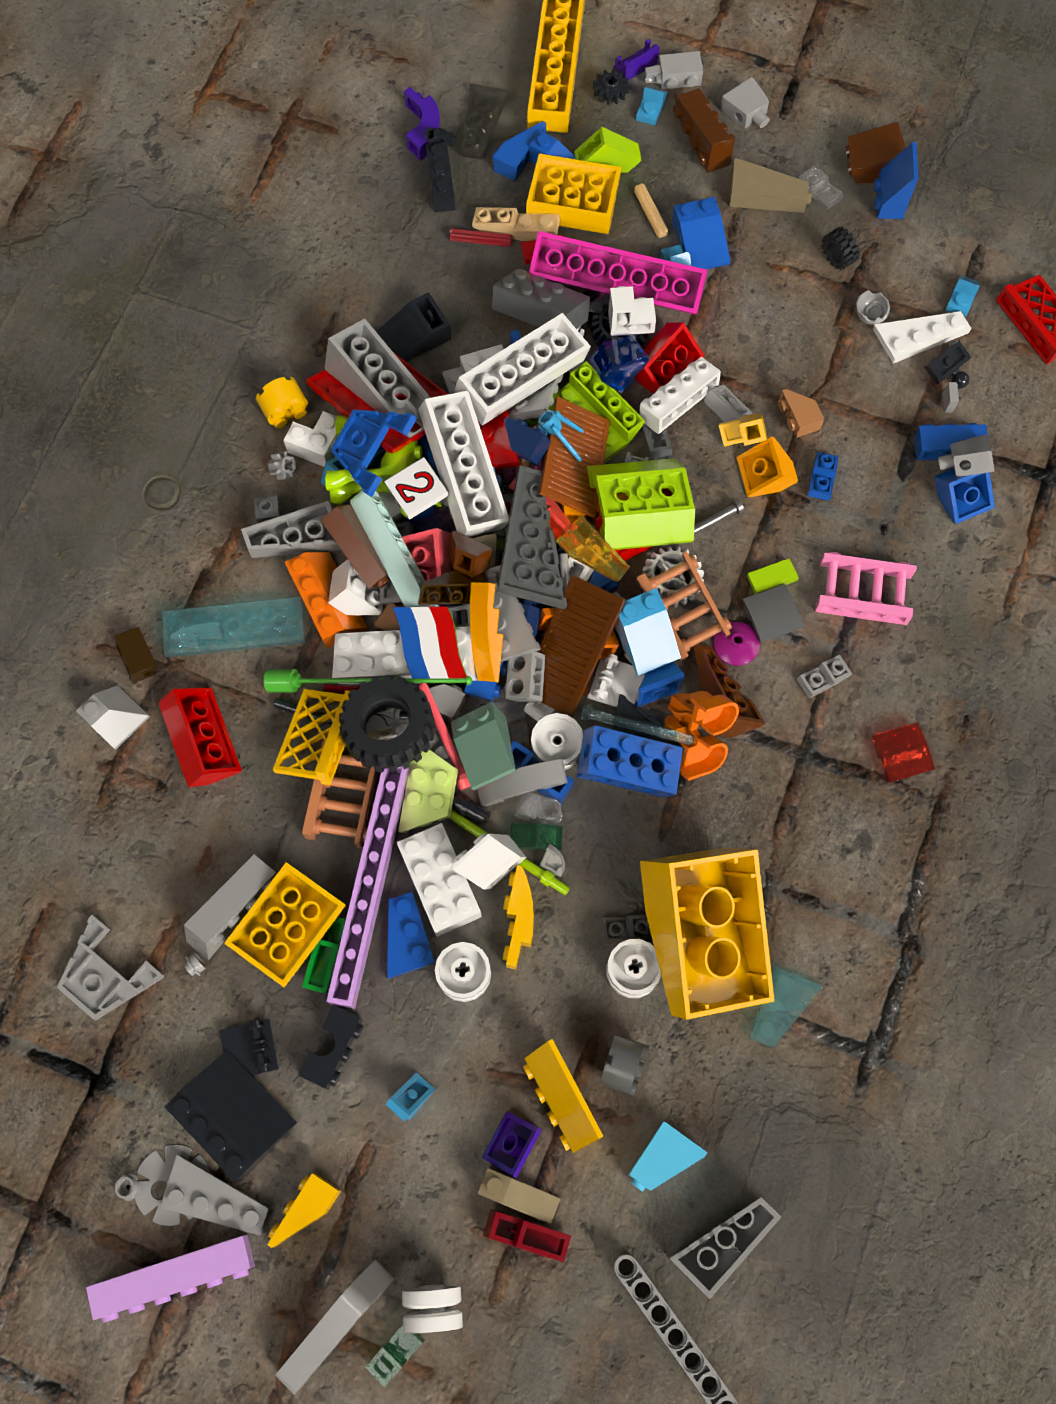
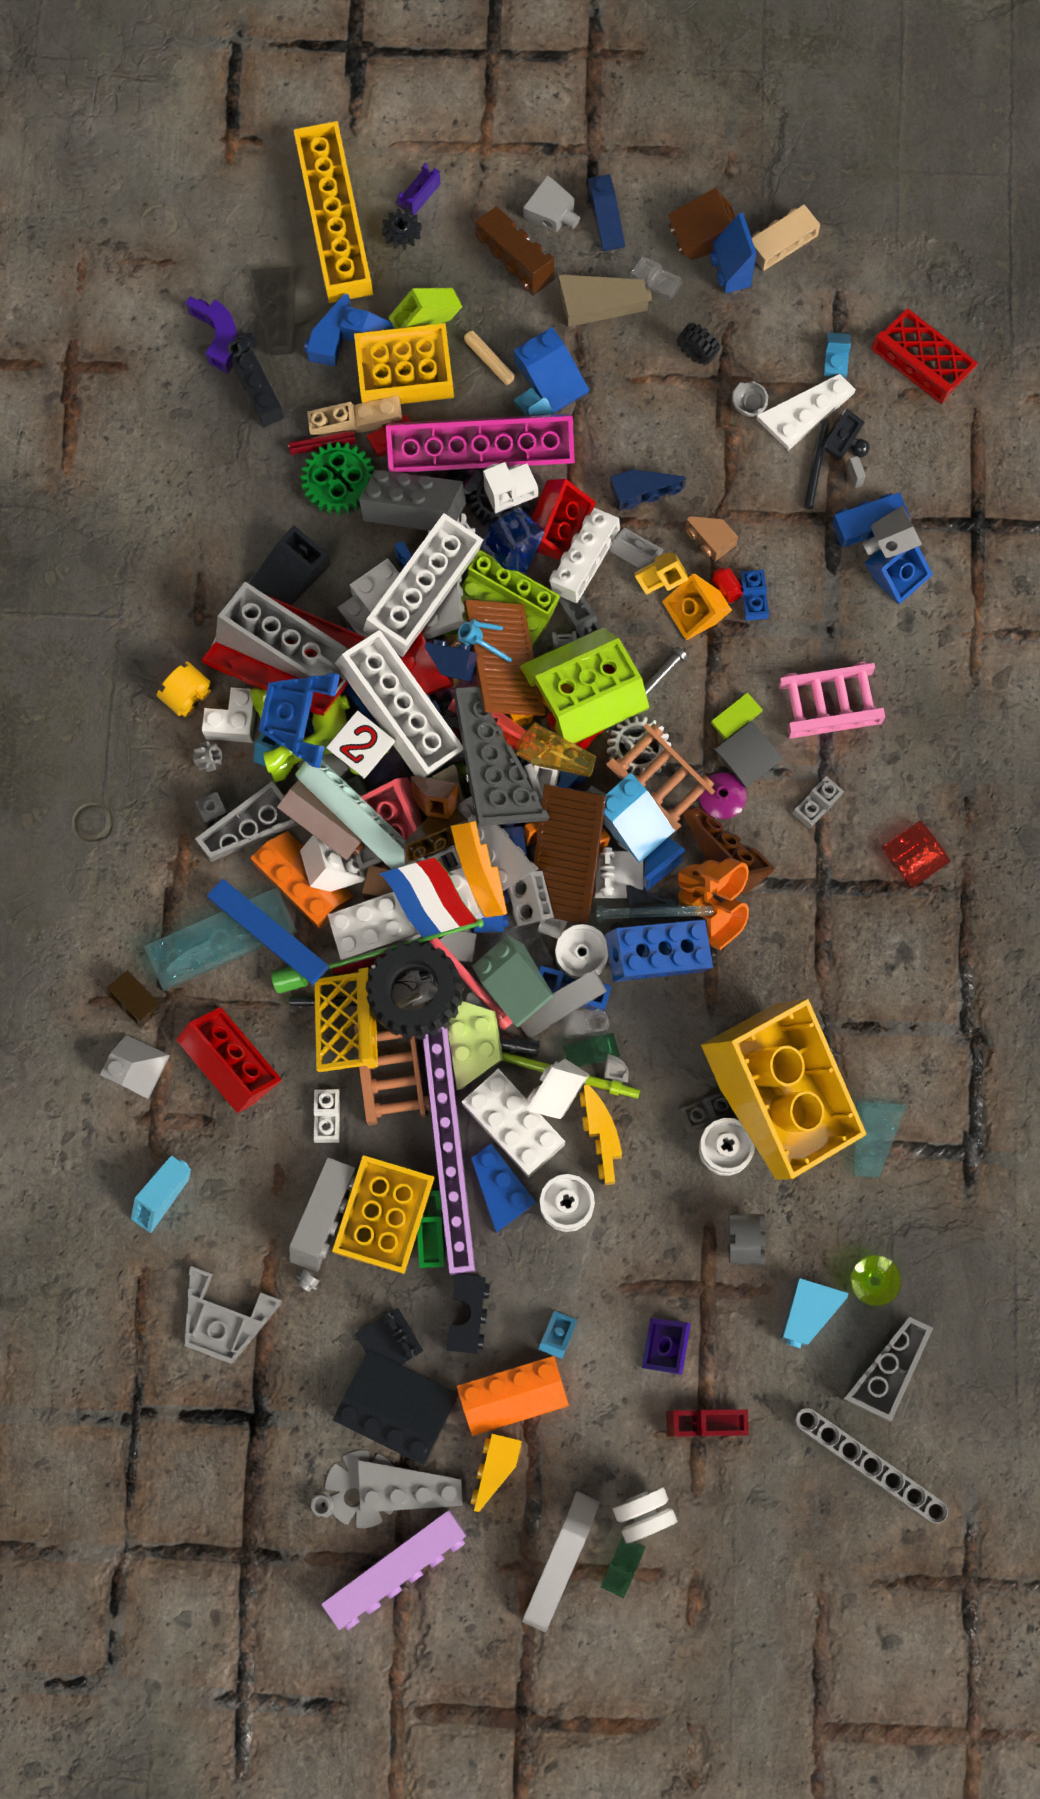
camera: 15 degrees left, 5 degrees up
(89, 837) = (160, 1193): none -> medium azure slope
(270, 817) = (326, 1116): none -> white slope
(276, 632) = (268, 932): none -> blue tile
(346, 1142) = (512, 1395): none -> orange slope
(466, 276) = (322, 492): none -> green gear
(519, 1196) = (688, 1390): dark tan slope -> none
(562, 1096) = (700, 1287): yellow slope -> none
(651, 105) = (450, 235): dark azure slope -> none
(676, 70) = (465, 189): light grey hinge -> none
(750, 353) = (642, 486): none -> dark blue slope
(752, 1149) = (888, 1277): none -> clear neon green dish
(793, 121) = (606, 212): none -> dark blue slope
(801, 457) = (727, 584): none -> red brick
(914, 382) = (816, 465): none -> black bar
(946, 185) = (784, 236): none -> tan brick

